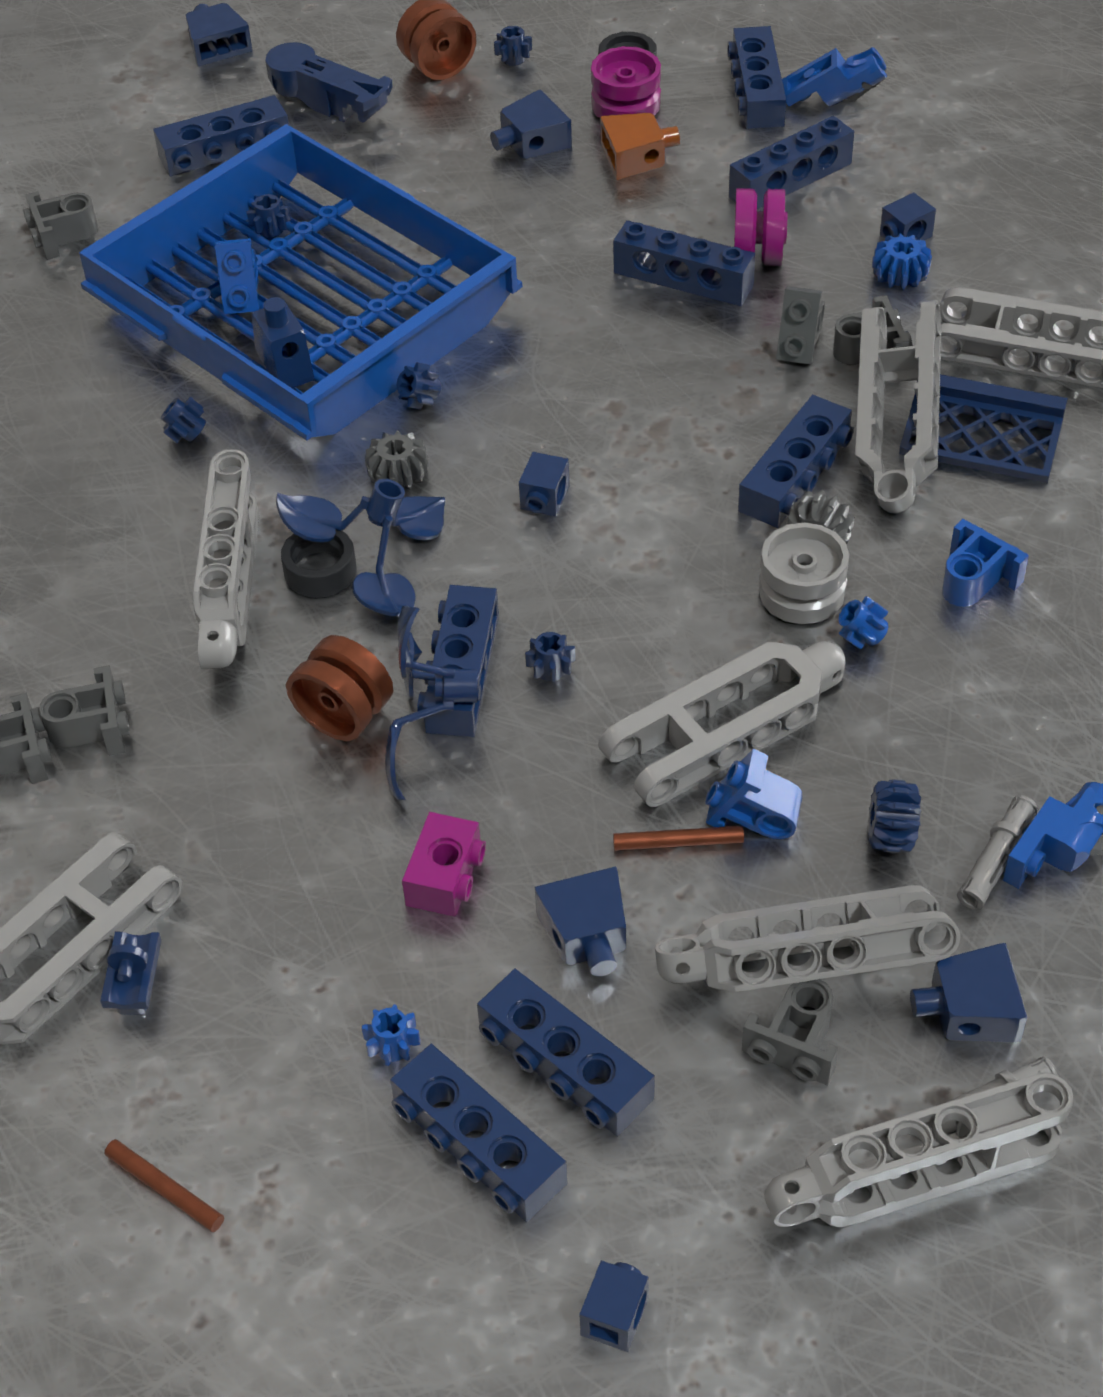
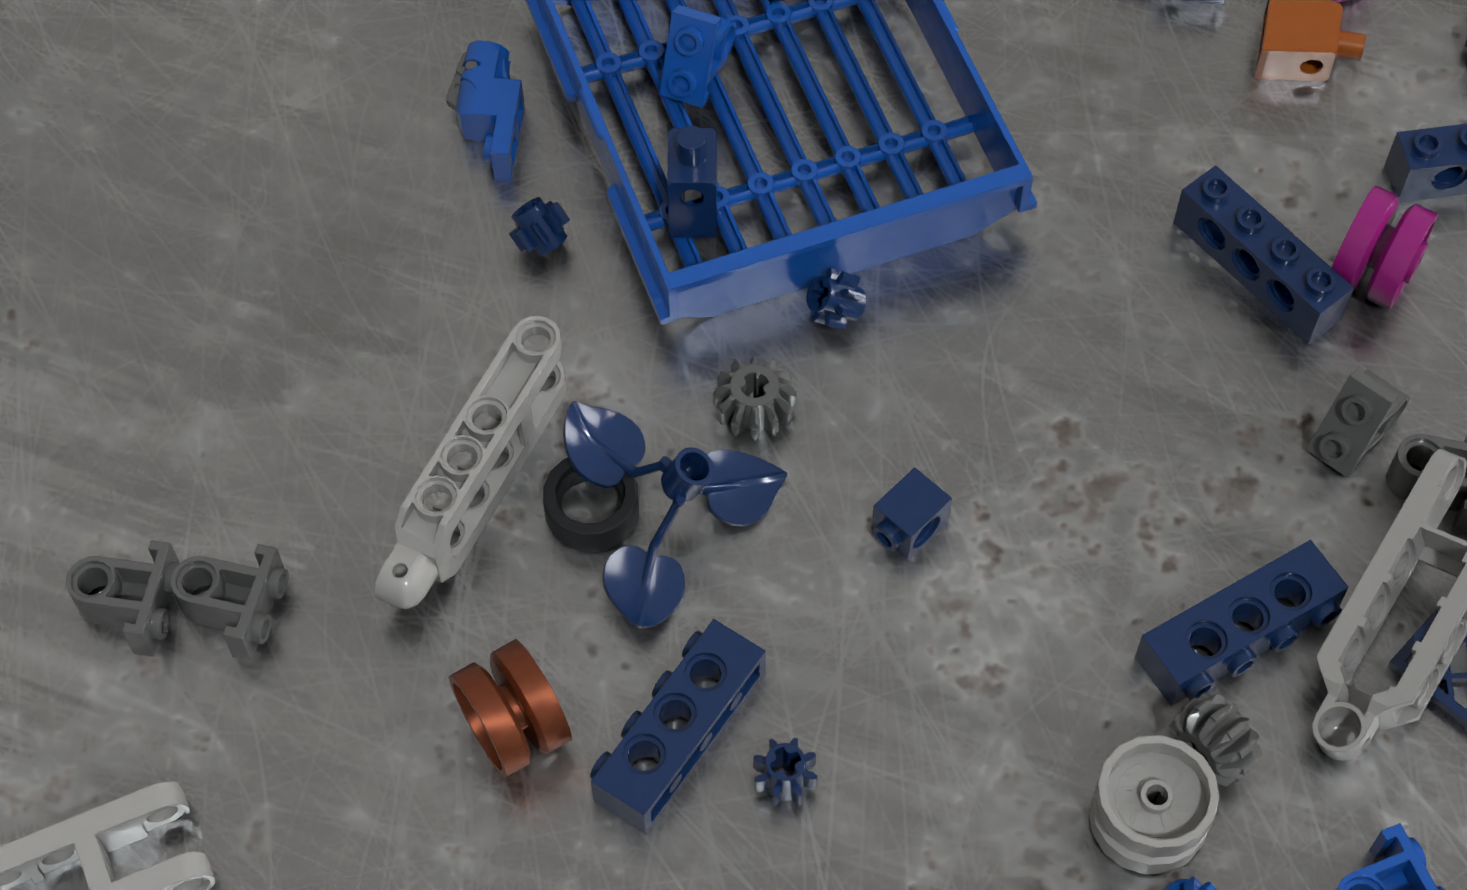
camera: 25 degrees right, 10 degrees up
(101, 365) = (489, 104): none -> blue plate
(449, 684) = (628, 773): dark blue plant -> none

